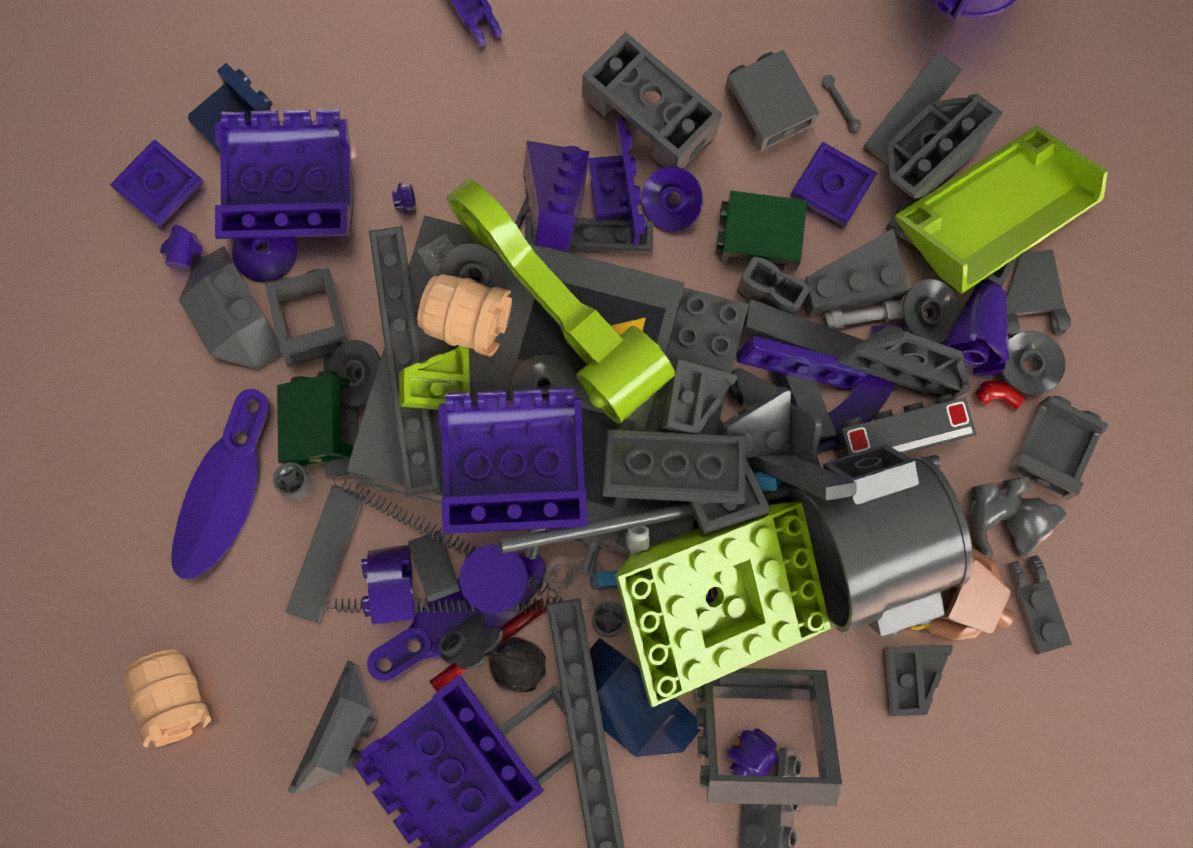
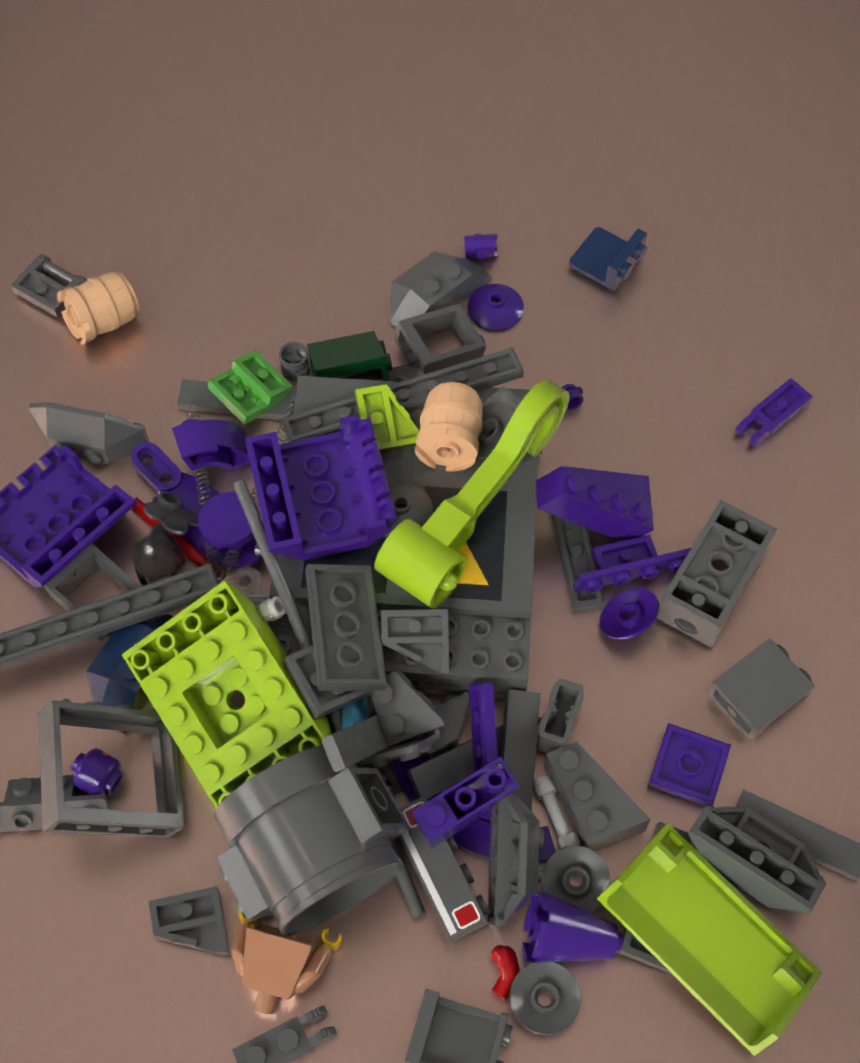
camera: 85 degrees right, 15 degrees down
(115, 766) = (41, 289): none -> flat silver plate
(157, 183) = (533, 218): dark purple plate -> none
(220, 491) = (280, 316): dark purple plant -> none
(283, 174) = (561, 301): dark purple slope -> none
(317, 535) = (250, 387): none -> bright green slope
(434, 567) = (222, 478): dark grey tile -> none
(762, 228) = (621, 703): dark green panel -> none
(828, 83) = (801, 747): dark grey hinge -> none
(868, 389) = (464, 802): none -> dark purple slope
(1027, 519) = (372, 1015): dark grey animal -> none
(1036, 290) = (629, 994): dark grey flag -> none

